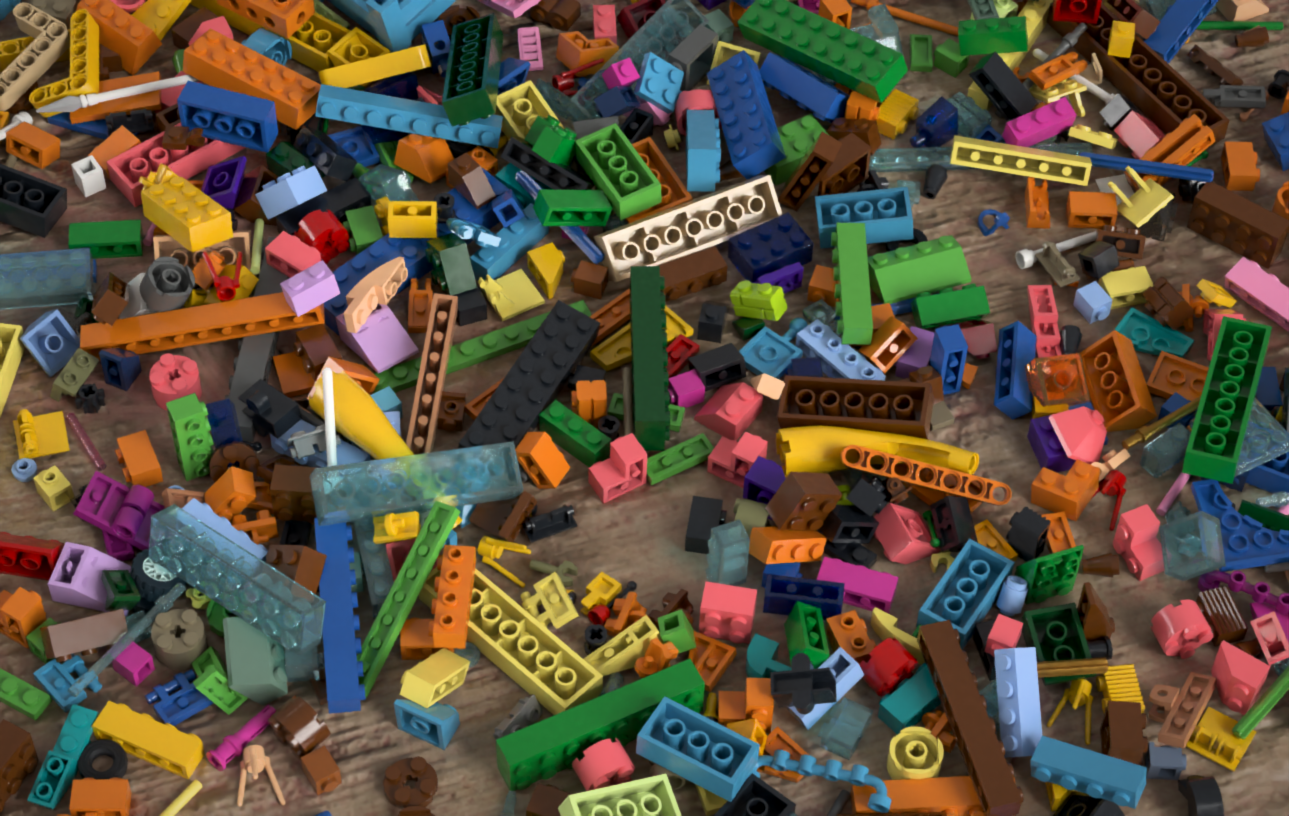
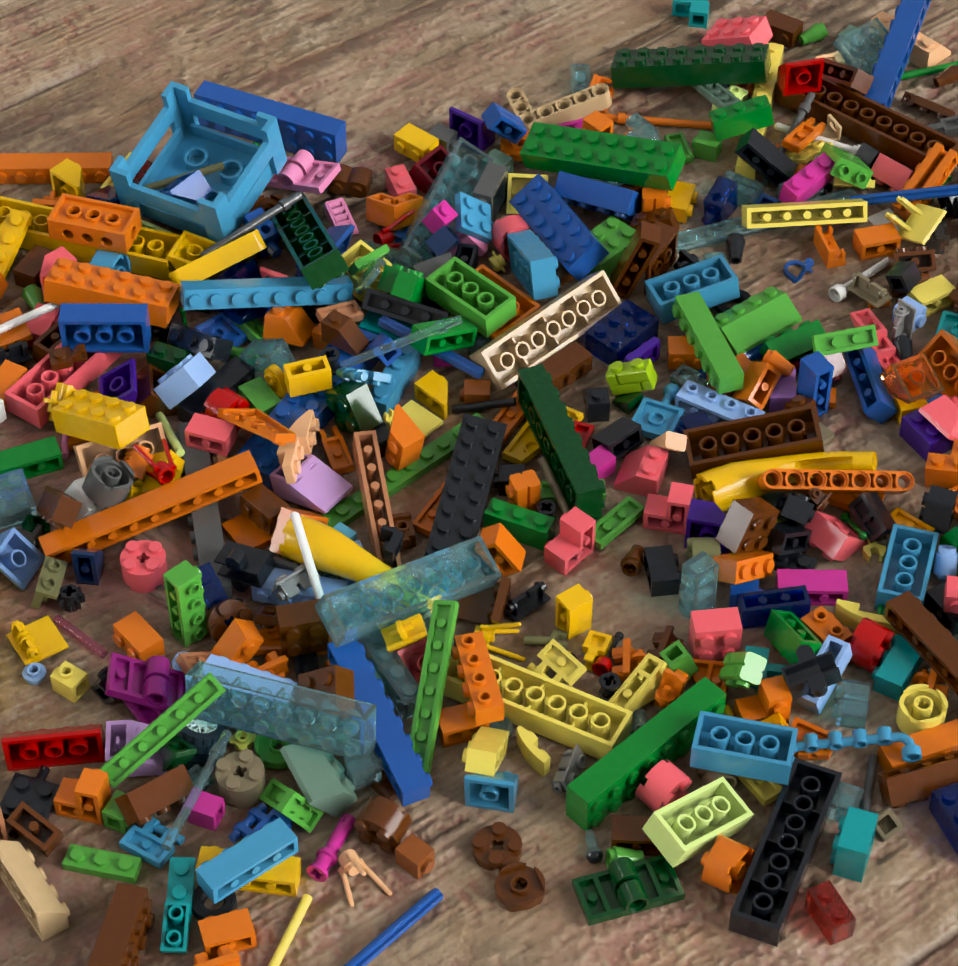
camera: 15 degrees left, 5 degrees down
(110, 567) = (163, 729): none -> bright green tile
(144, 729) = (247, 860): none -> dark azure brick
(310, 288) = (245, 451): lavender brick -> none
(341, 259) = (258, 423): none -> orange wing
(425, 427) = (392, 543): none -> black bracket
(466, 23) = (282, 206): none -> dark grey bar
(484, 314) = (404, 440): none -> orange slope
(486, 156) = (347, 308): none -> nougat plate
(487, 686) = (528, 746): none -> light yellow slope
(520, 123) = (369, 275): none -> clear light blue tile
(528, 105) = (366, 260): none -> bright green tile
(561, 200) = (439, 327): none -> clear light blue bar
(590, 547) = (574, 611): none -> yellow brick
(592, 294) = (483, 405): none -> black bar
(678, 507) = (633, 561): none -> reddish brown cone
(735, 661) = (742, 669): none -> bright green brick
(918, 324) = (778, 362): none -> orange cone
(998, 318) = (845, 340): none -> bright green plate
(1079, 308) = (903, 319): none -> light grey hinge
(1088, 117) = (847, 166): none -> bright green panel
(1121, 39) = (849, 97): yellow brick -> none

